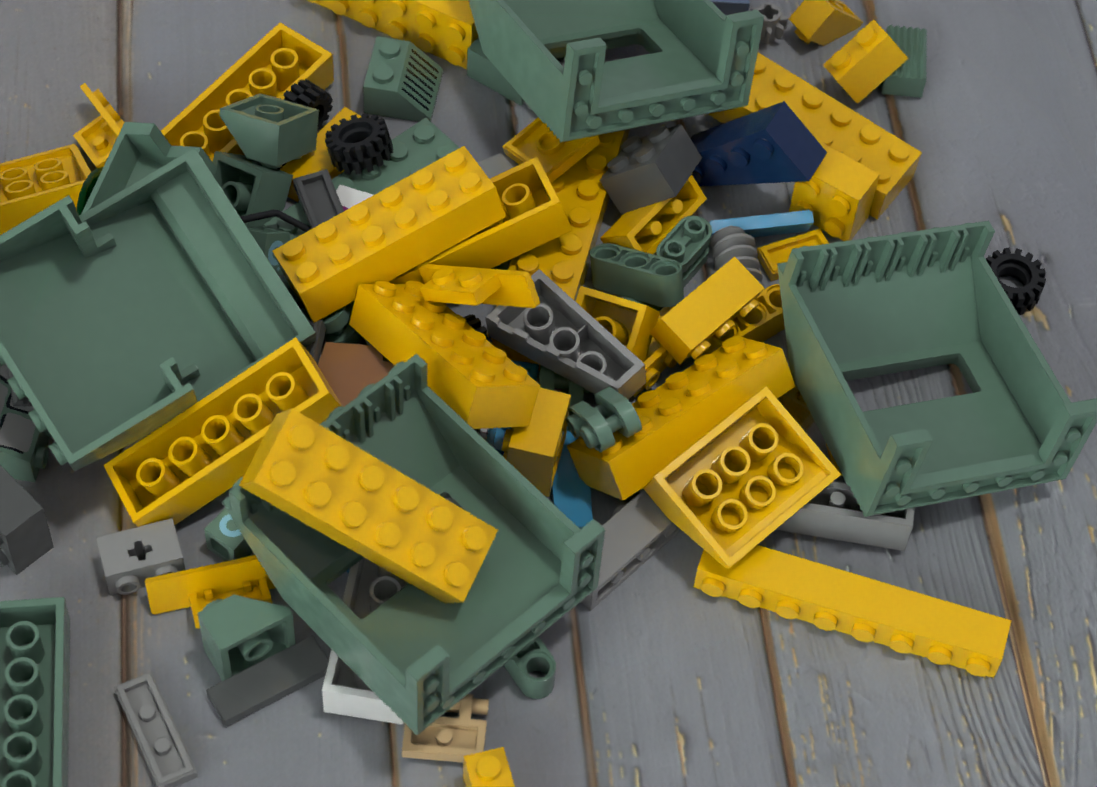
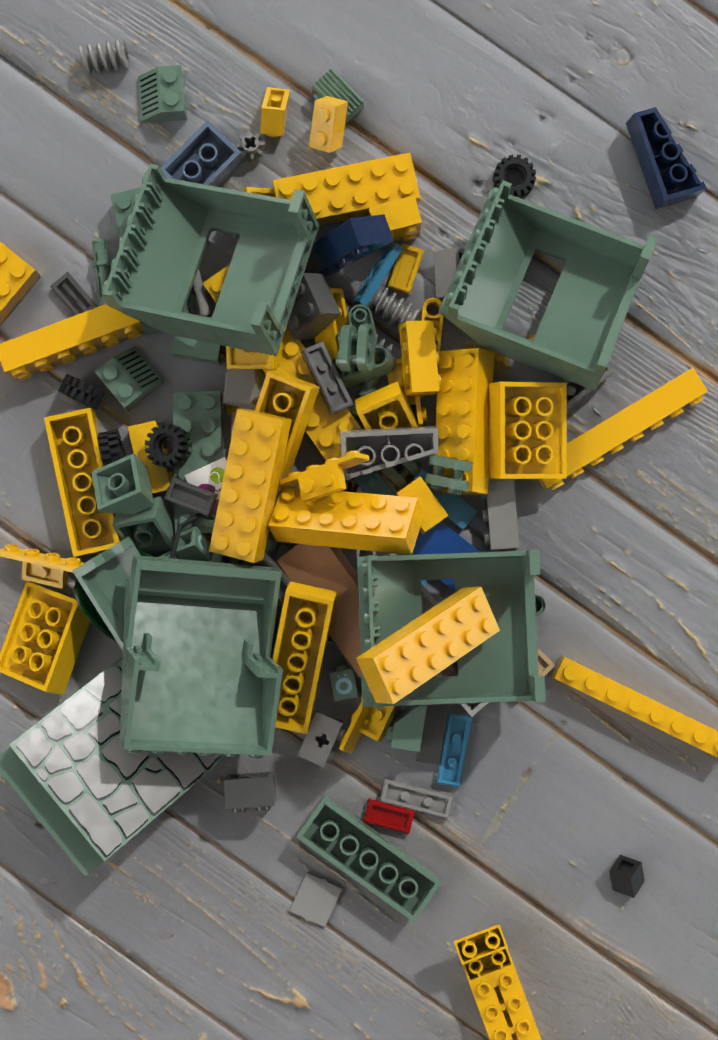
camera: 50 degrees left, 30 degrees up
(103, 716) = (388, 816): none -> red tile
(260, 728) = (454, 749): none -> dark azure tile
(343, 43) = (81, 391): none -> black tyre
(498, 112) = (196, 350): none -> sand green brick
(589, 241) = (327, 378): none -> dark grey tile
(654, 238) = (356, 348): none -> sand green brick

